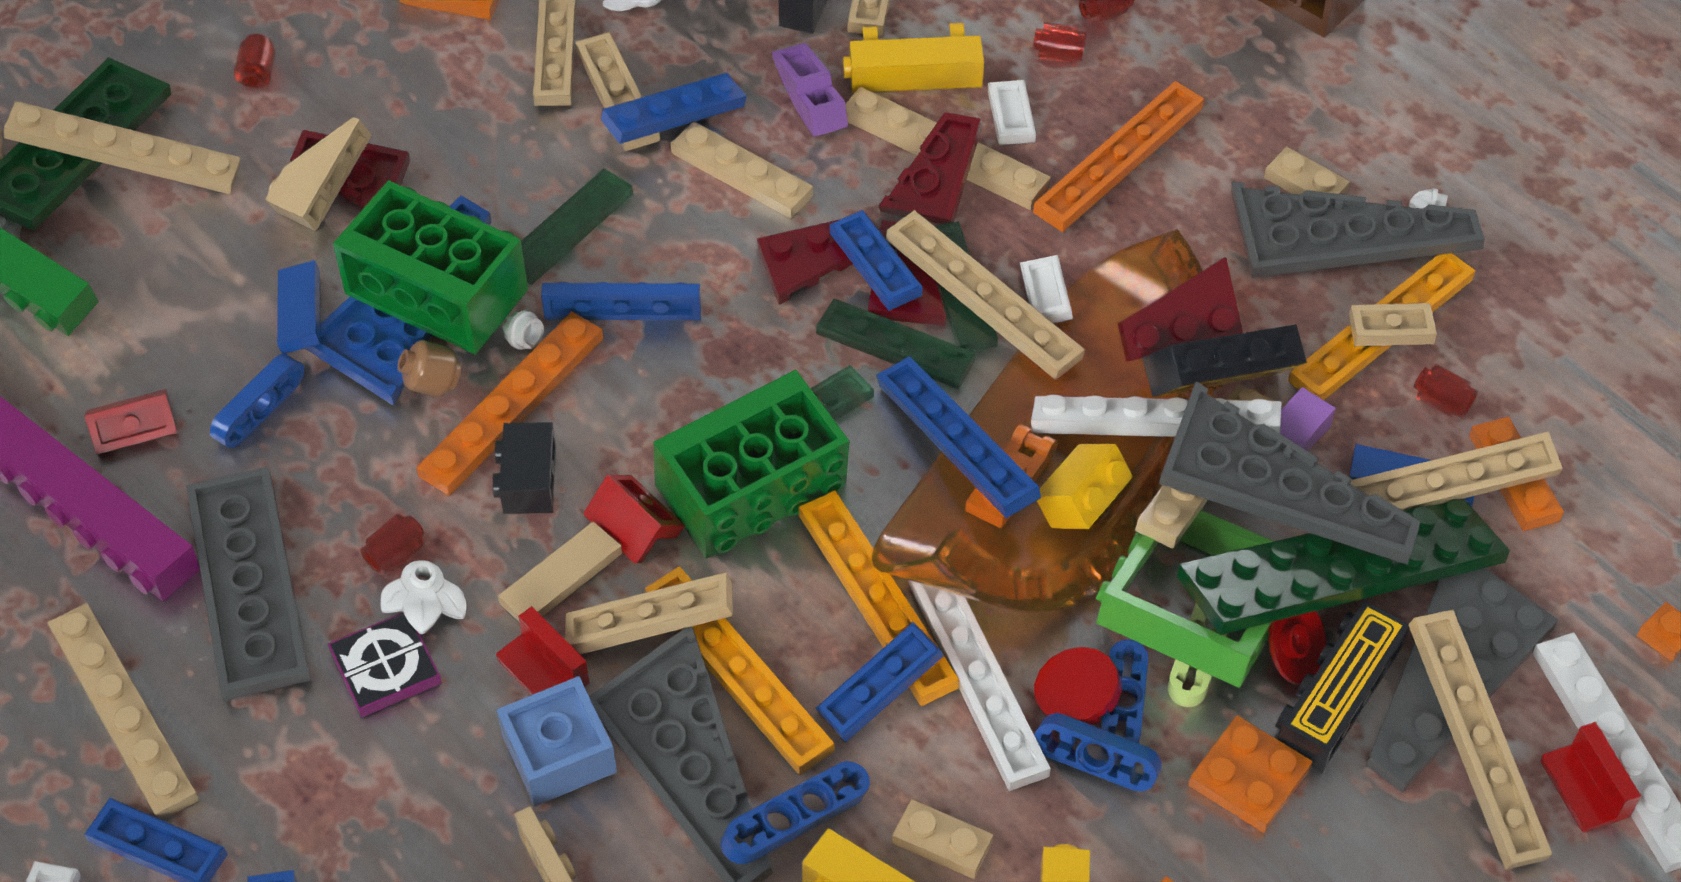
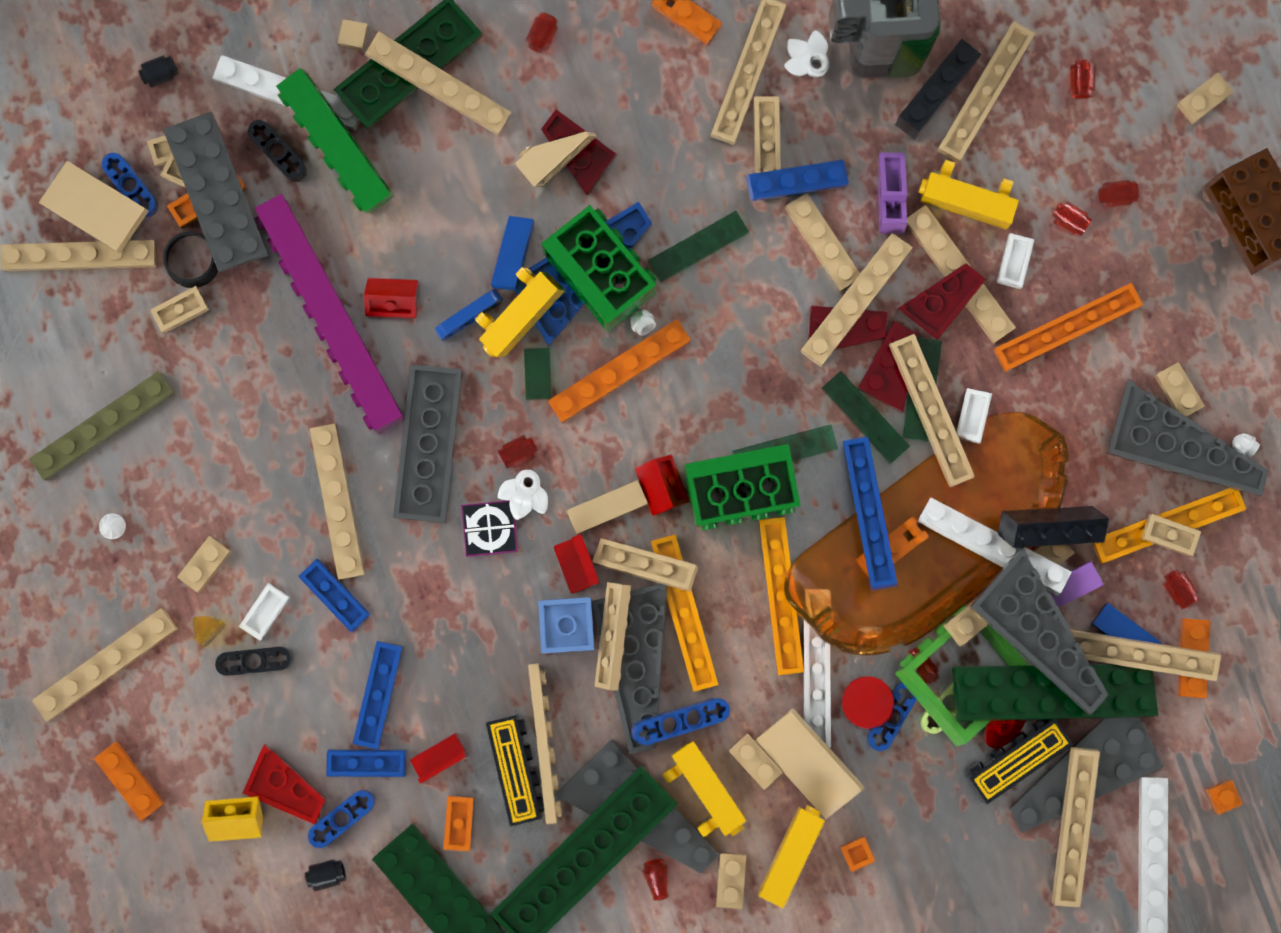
camera: 20 degrees right, 30 degrees up
(335, 364) = (520, 314): none -> yellow brick
(388, 443) = (537, 374): none -> clear green tile
(429, 368) = (576, 334): medium nougat head -> none
(526, 469) = (611, 427): black brick -> none
(622, 301) = (700, 319): blue plate -> none
(636, 724) = (612, 636): none -> tan plate
(815, 209) = (856, 300): none -> tan plate
(875, 260) = (876, 357): blue tile -> none
(879, 682) = (759, 655): blue tile -> none
(1026, 797) = (809, 763): none -> tan tile
(1083, 486) = (928, 580): yellow brick -> none
(1132, 752) = (861, 747): blue beam -> none
(1190, 312) = (1043, 493): dark red wing -> none
(1250, 773) = (941, 789): orange plate -> none
(1591, 780) = (1125, 870): red panel -> none

